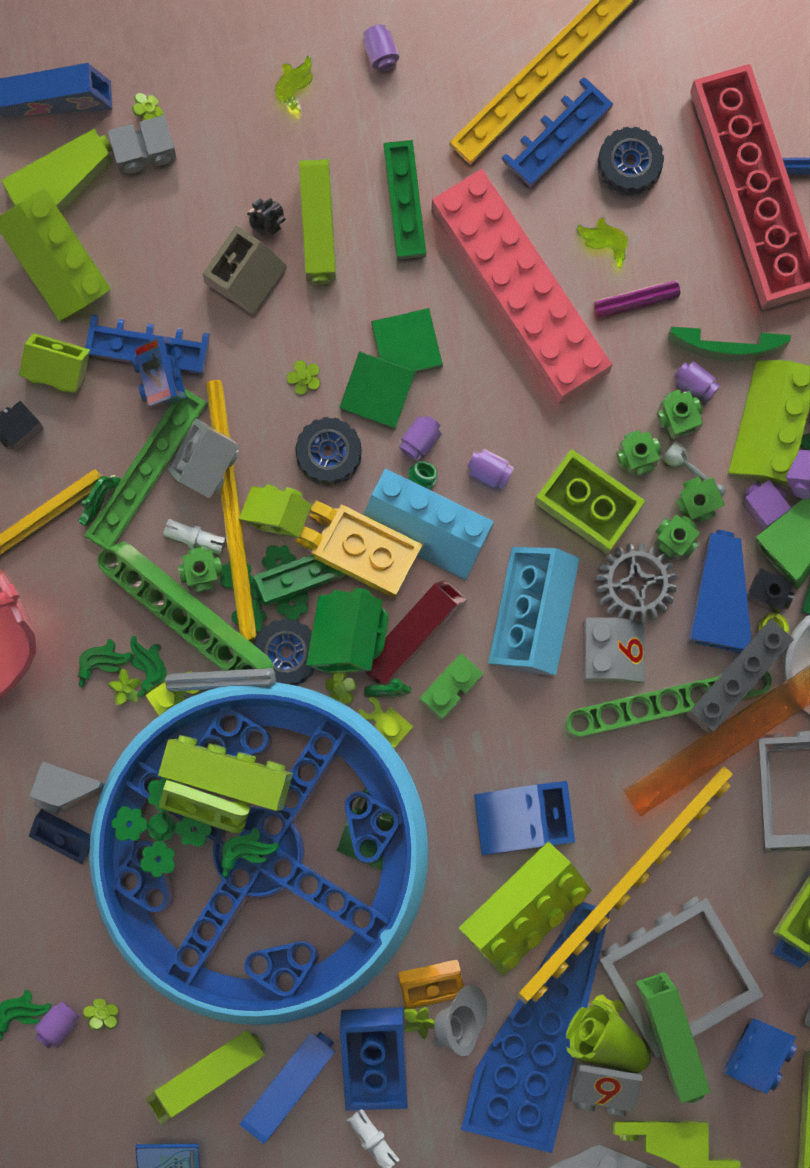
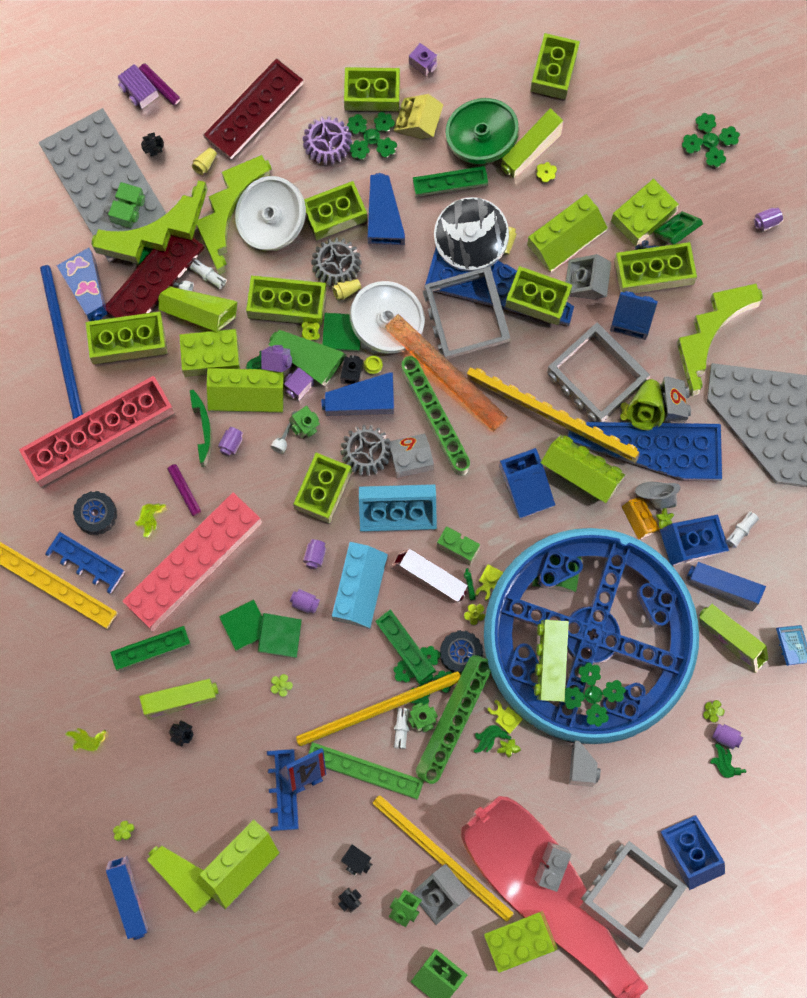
camera: 100 degrees left, 5 degrees down
(54, 363) = (310, 846): lime brick -> none
(60, 836) = (611, 763): dark blue plate -> none
(95, 498) = (391, 796): green piece -> none
(103, 658) = (493, 768): green piece -> none
(142, 147) = (149, 827): light grey piece -> none
(203, 458) = (351, 733): light grey slope -> none
(204, 807) = (576, 668): lime plate -> none
(218, 679) = (491, 684): light grey axle -> none
(244, 270) = (221, 738): dark tan slope -> none
(247, 848) = (592, 639): green piece -> none
(275, 510) = (374, 678): lime brick -> none
(339, 437) = (332, 667): black wheel -> none
(347, 632) = (441, 614): green brick -> none
(360, 547) = (385, 620): yellow tile -> none
(380, 47) = (51, 687): medium lavender brick -> none
(423, 474) = (328, 594): green plate -> none
(638, 463) = (287, 471): bright green brick -> none
(670, 545) = (332, 437): bright green brick -> none
(673, 1037) = (635, 365): bright green slope -> none
(680, 424) = (253, 446): bright green brick -> none
(740, 677) = (411, 372): dark grey brick -> none

